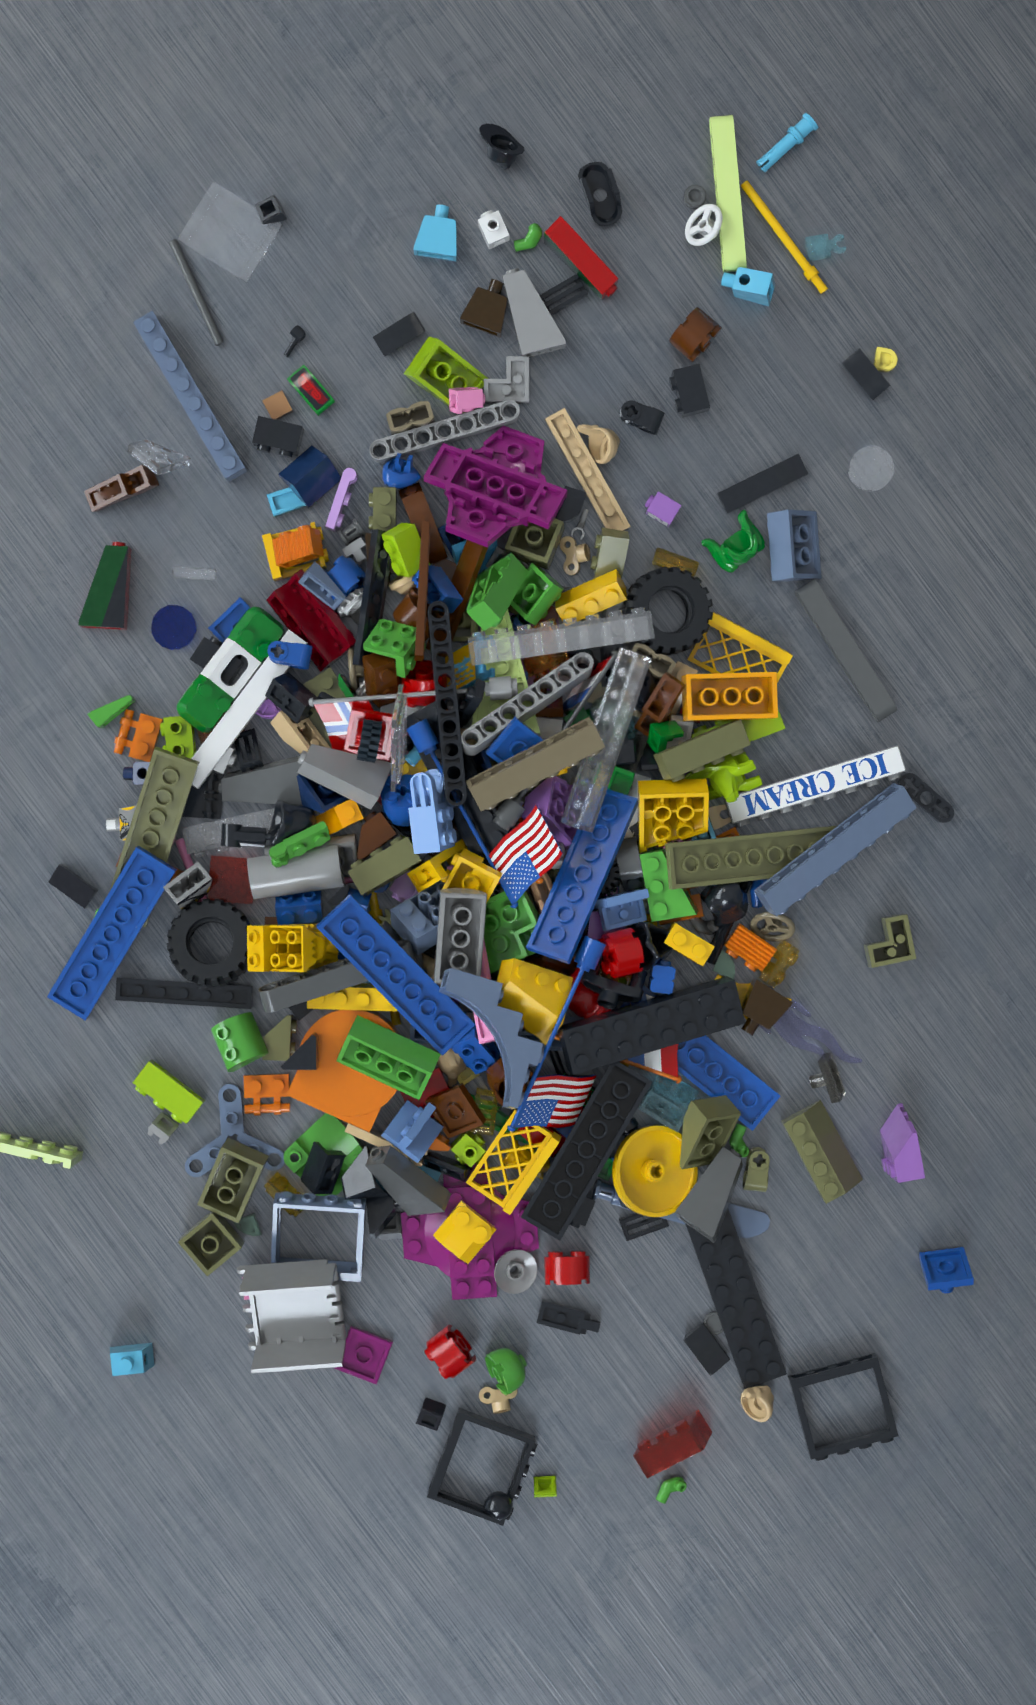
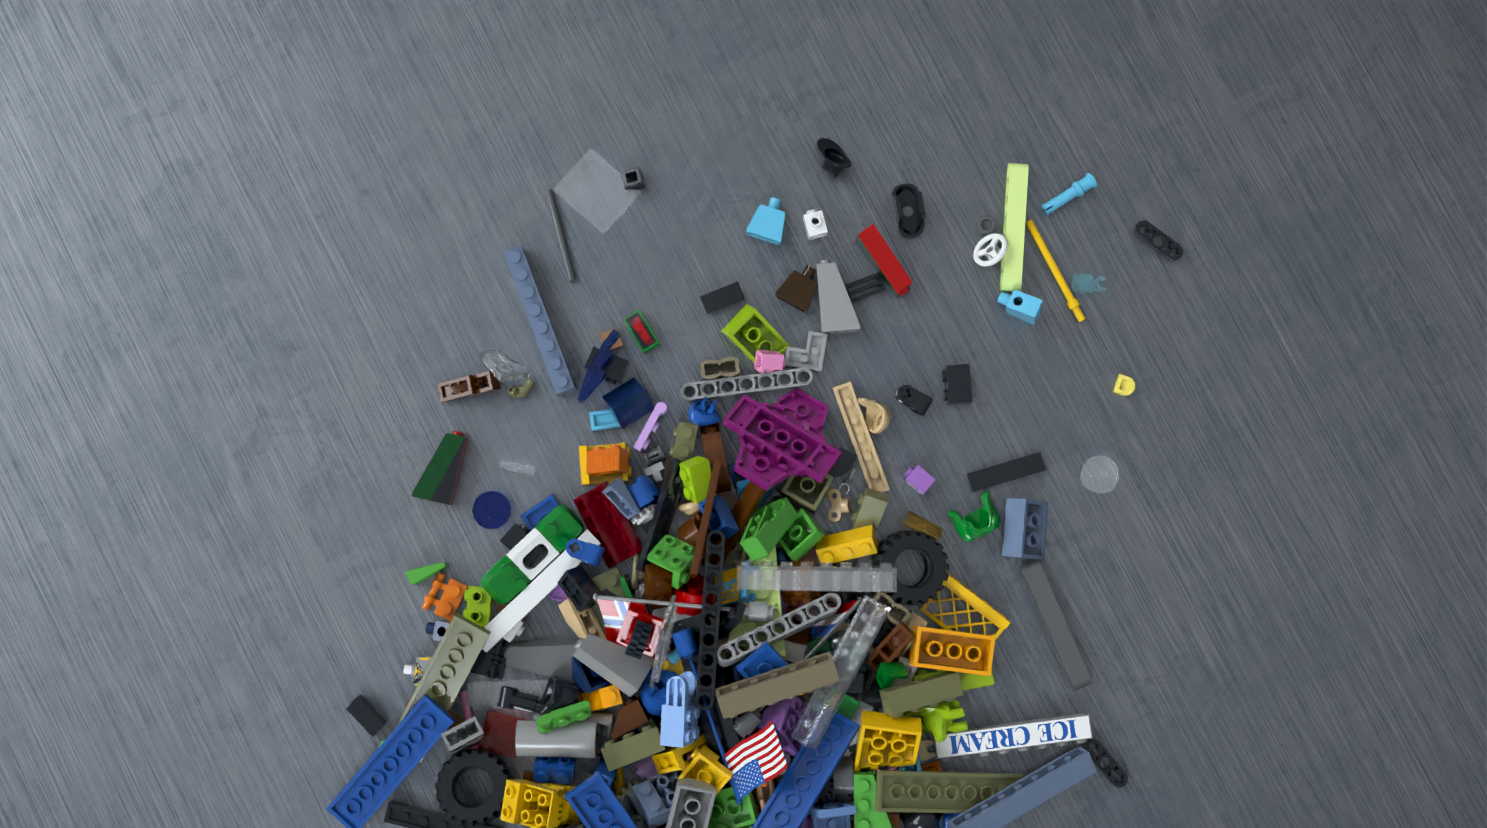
camera: 10 degrees right, 5 degrees down
(183, 484) = (521, 391): none -> olive arm
(251, 762) = (536, 637): black tile -> none
(266, 446) = (595, 374): none -> clear blue slope
(298, 335) = (639, 284): black hand -> none
(531, 239) = (845, 238): bright green arm -> none
(695, 334) = (969, 339): reddish brown brick -> none
(866, 374) = (1107, 395): black slope -> none
(888, 167) = (1166, 239): none -> black beam

